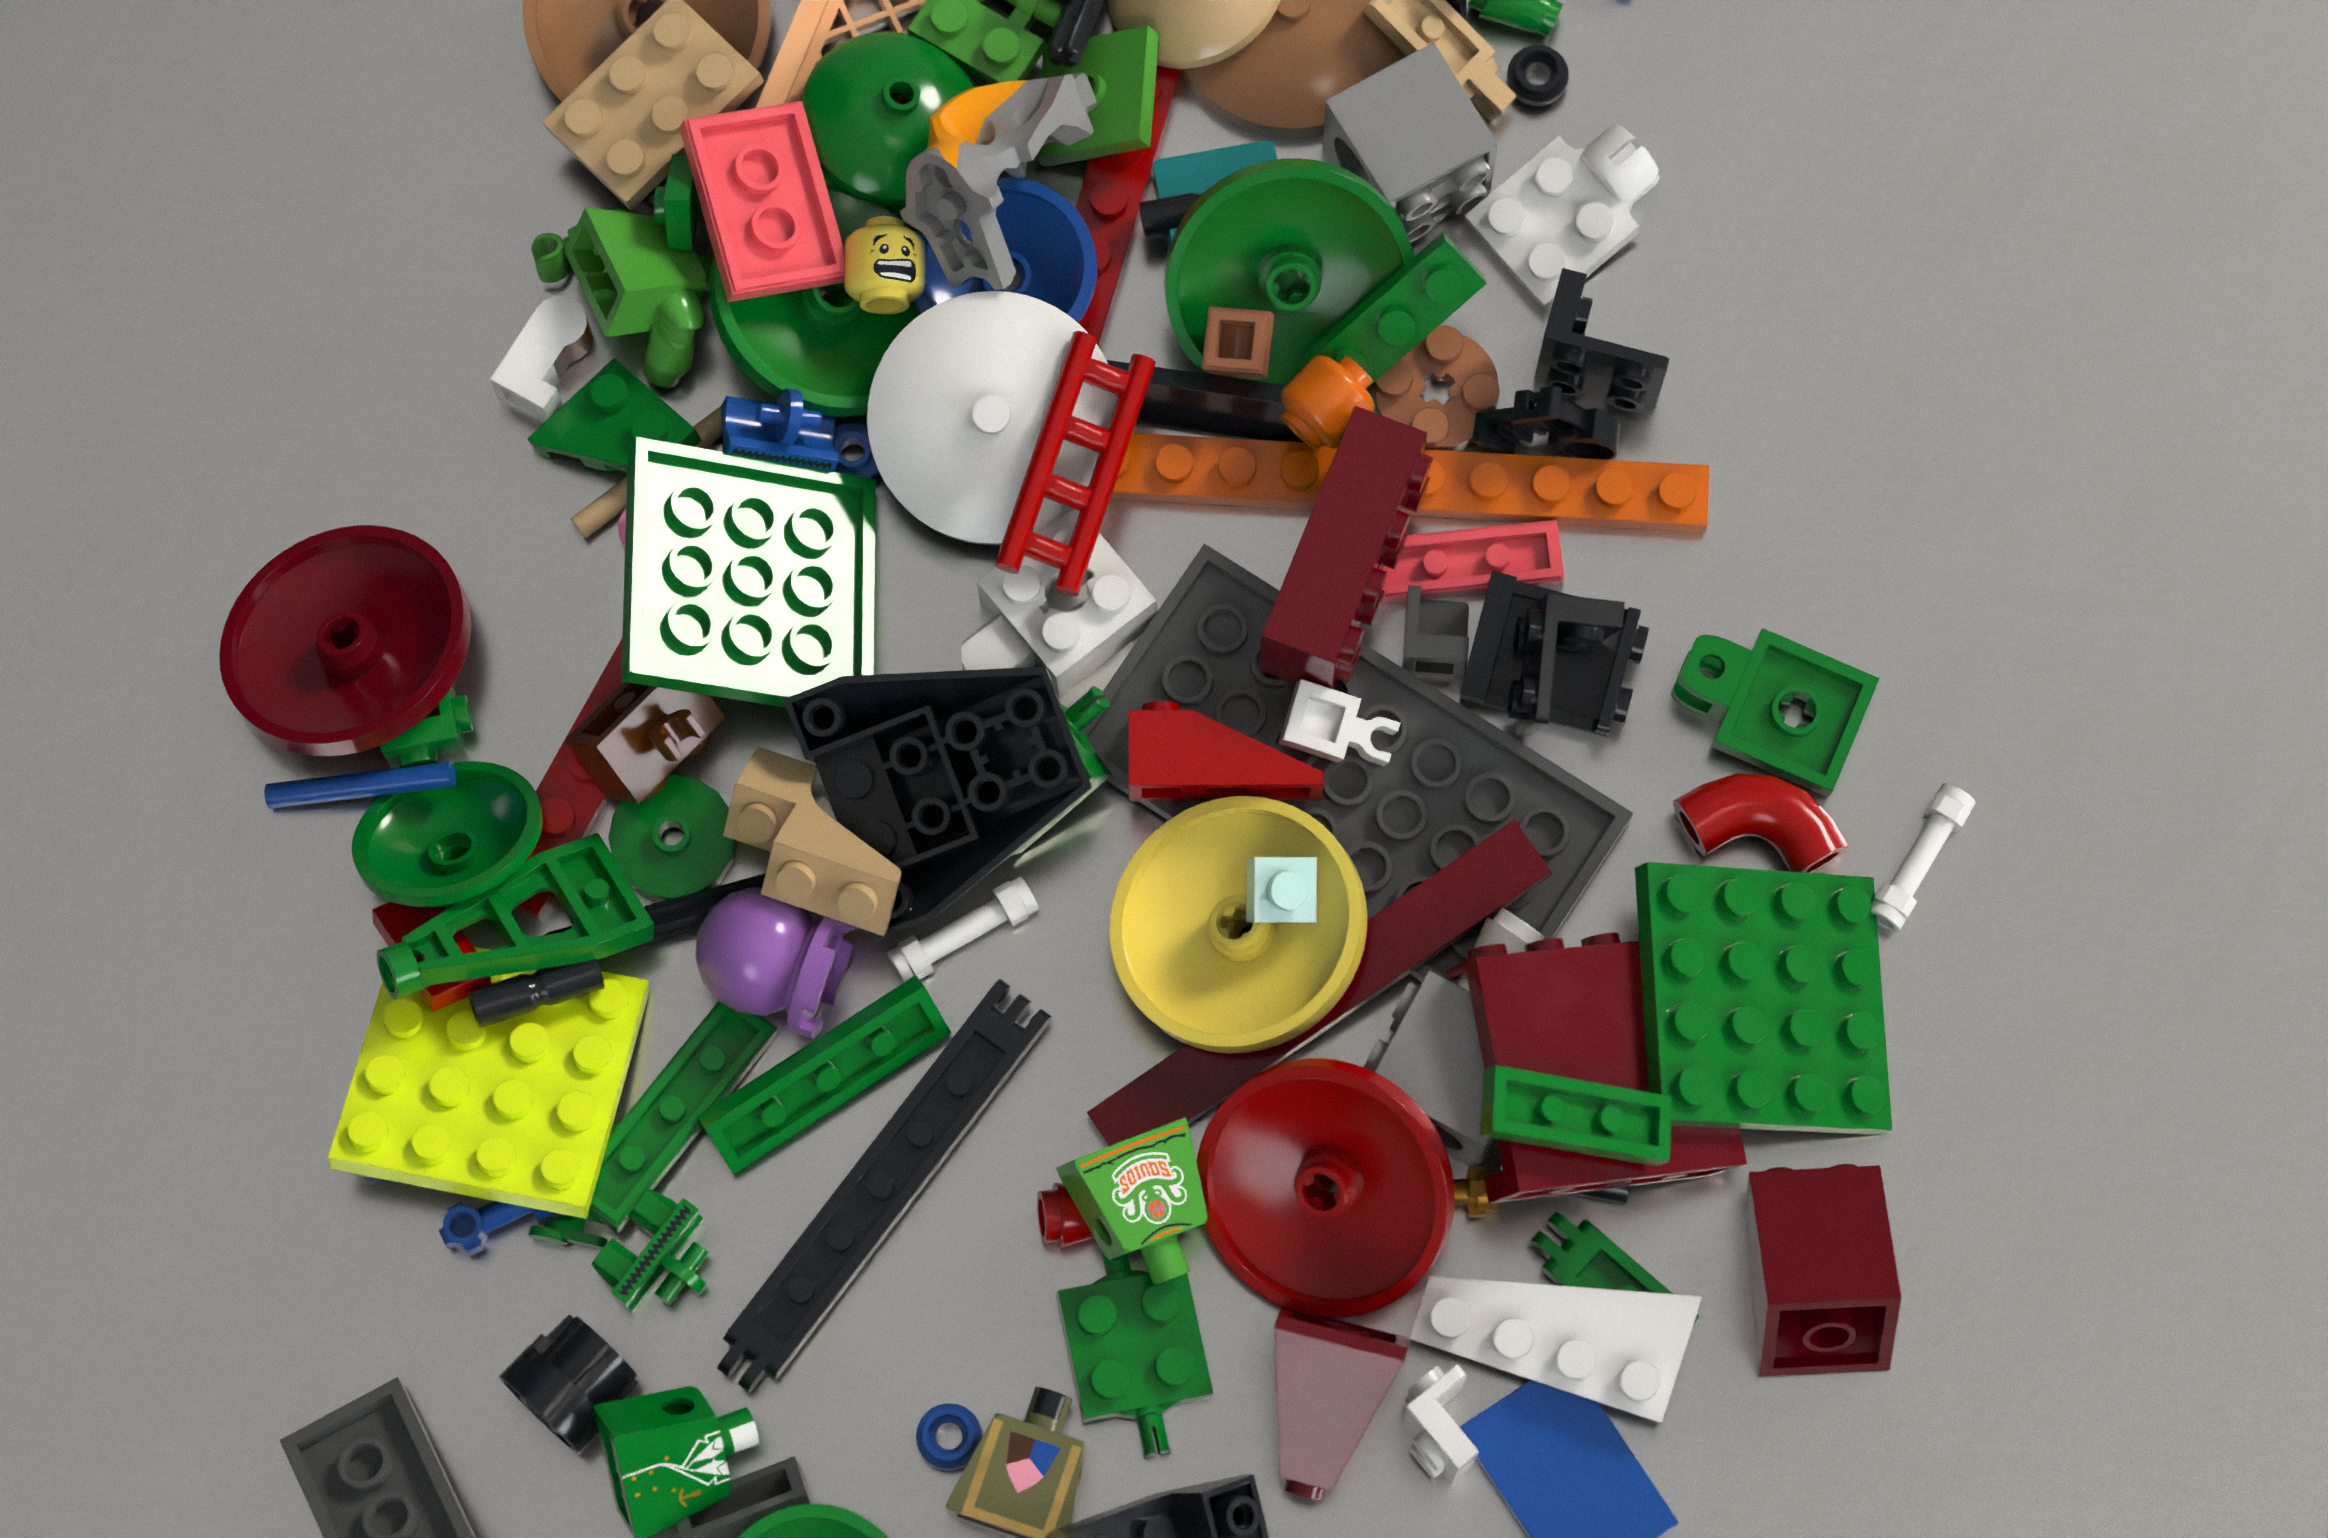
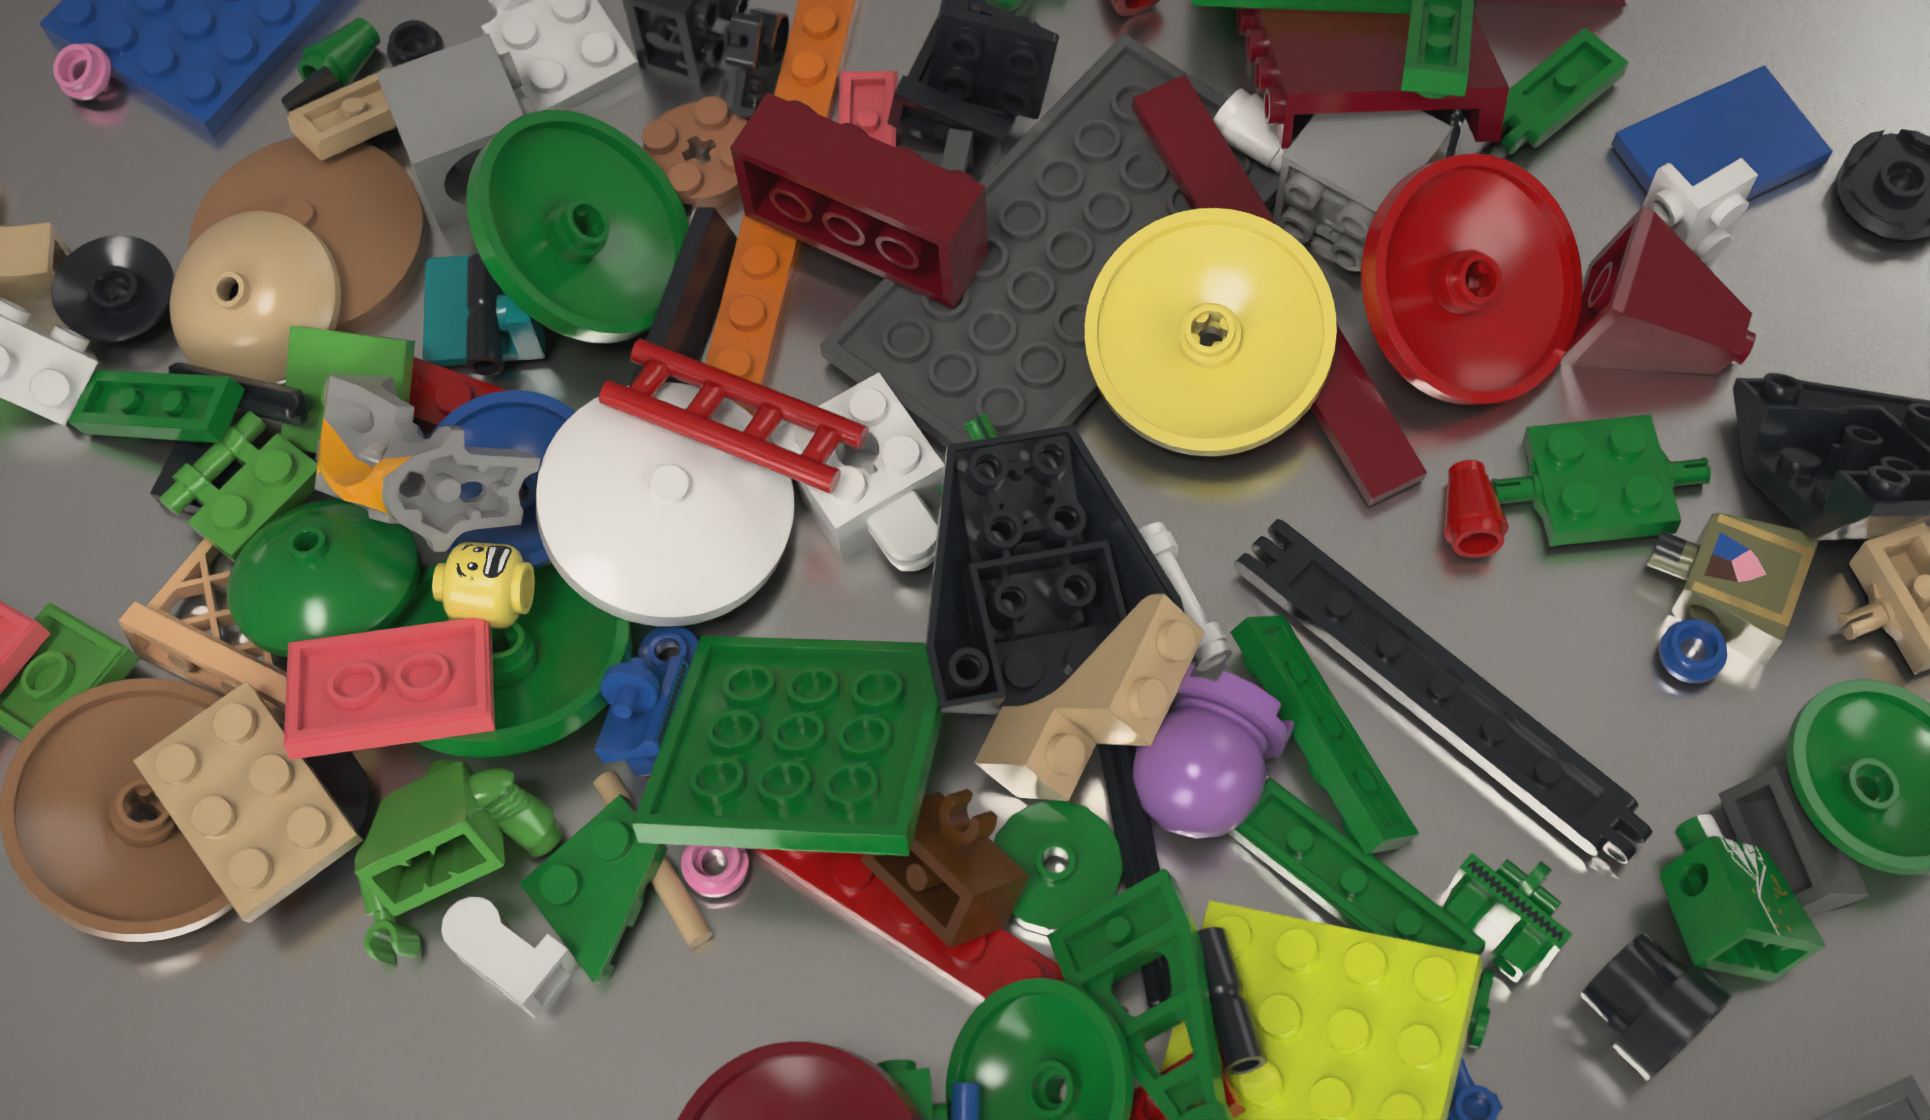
camera: 80 degrees left, 10 degrees down
(678, 205) = (370, 776): green bracket -> none
(1141, 1196) = (1470, 437): bright green torso -> none
(1198, 759) = (1040, 347): red slope -> none
(1238, 343) = (633, 274): nougat brick -> none
(1281, 890) = (1188, 277): light aqua plate -> none
(1323, 399) = (710, 200): orange head -> none
(1326, 724) = (1020, 245): white plate -> none
(1403, 309) = (634, 148): green plate -> none
(1576, 1339) = (1606, 119): white wing -> none

